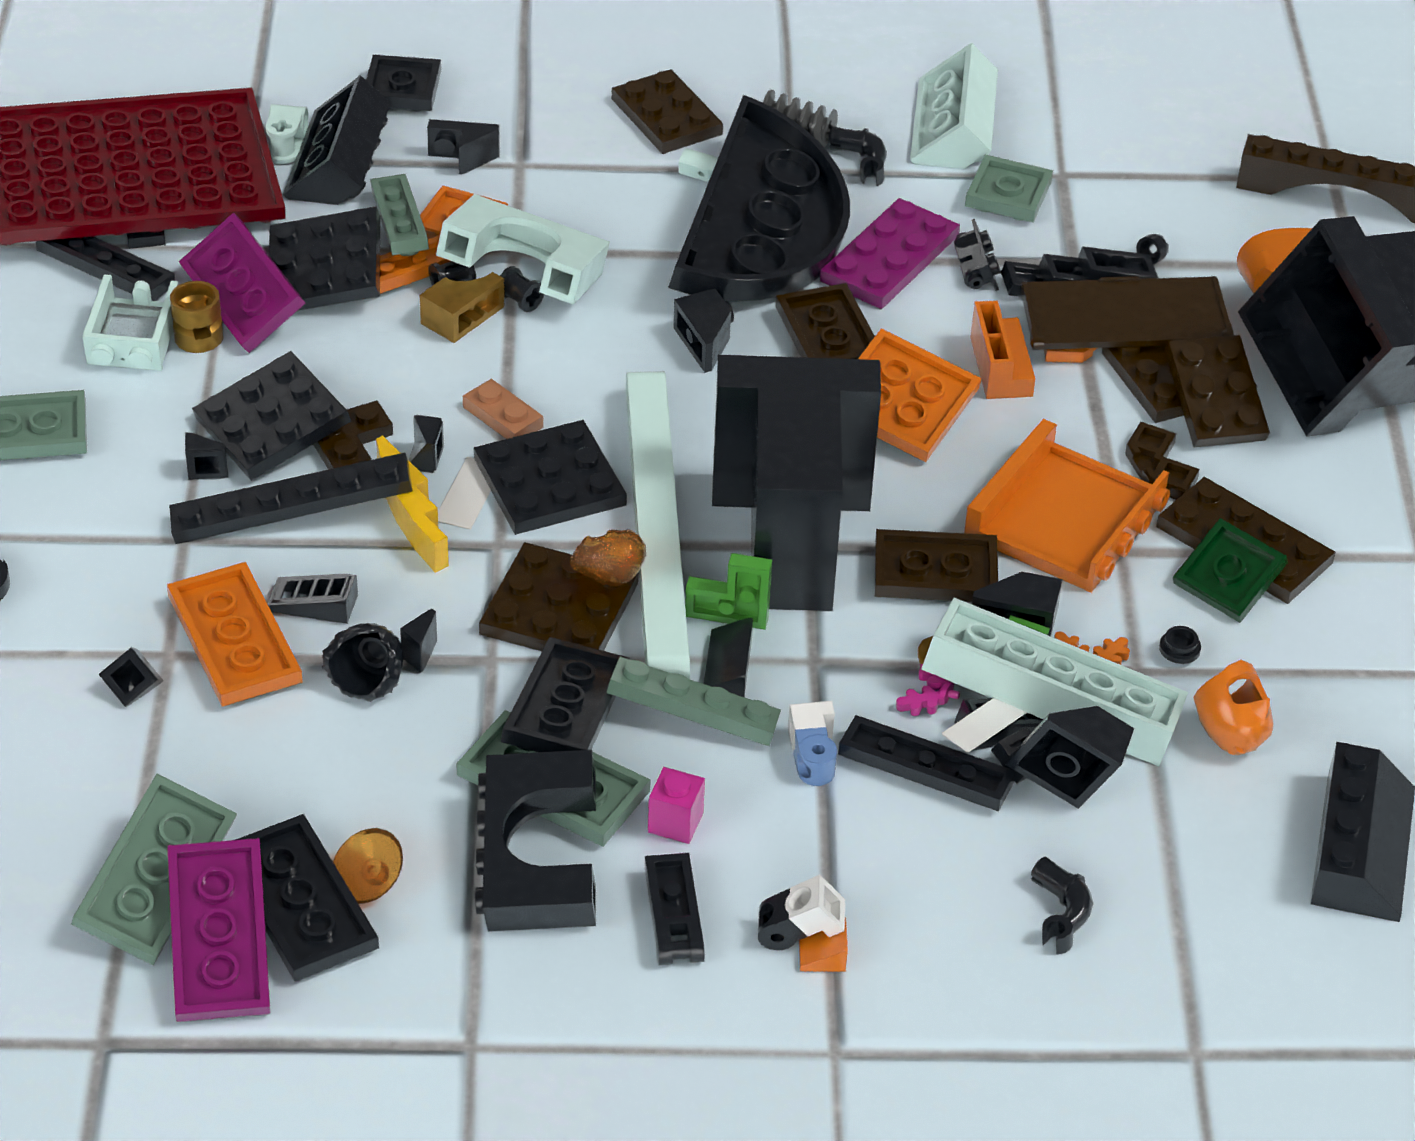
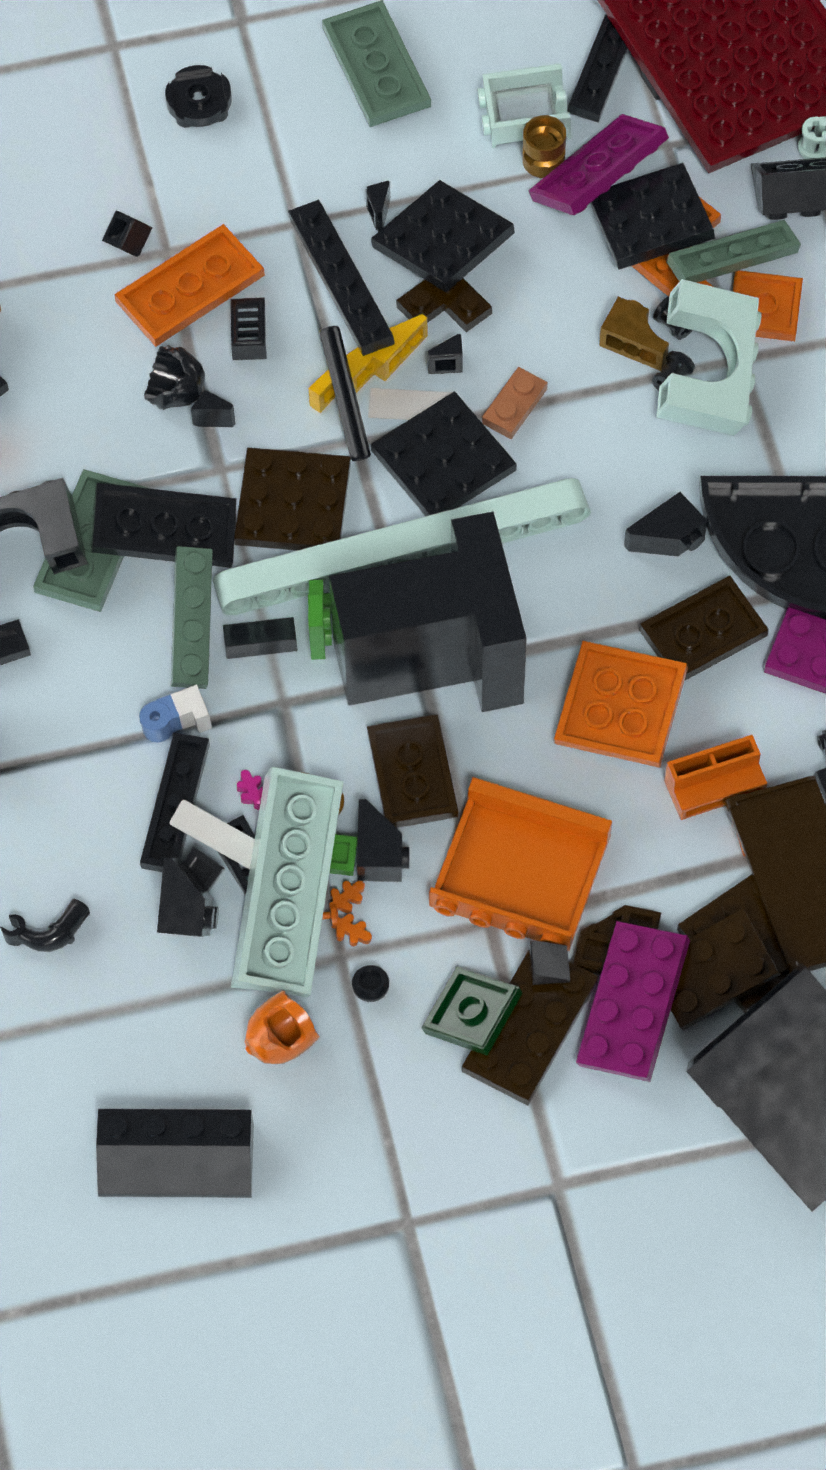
camera: 80 degrees right, 20 degrees up
(453, 515) = (345, 393): none -> black axle
(611, 557) = (318, 512): clear orange hair -> none
(676, 805) = (76, 629): dark pink brick -> none
(1193, 499) = (549, 963): none -> black slope
(1243, 450) = (633, 1001): none -> magenta plate

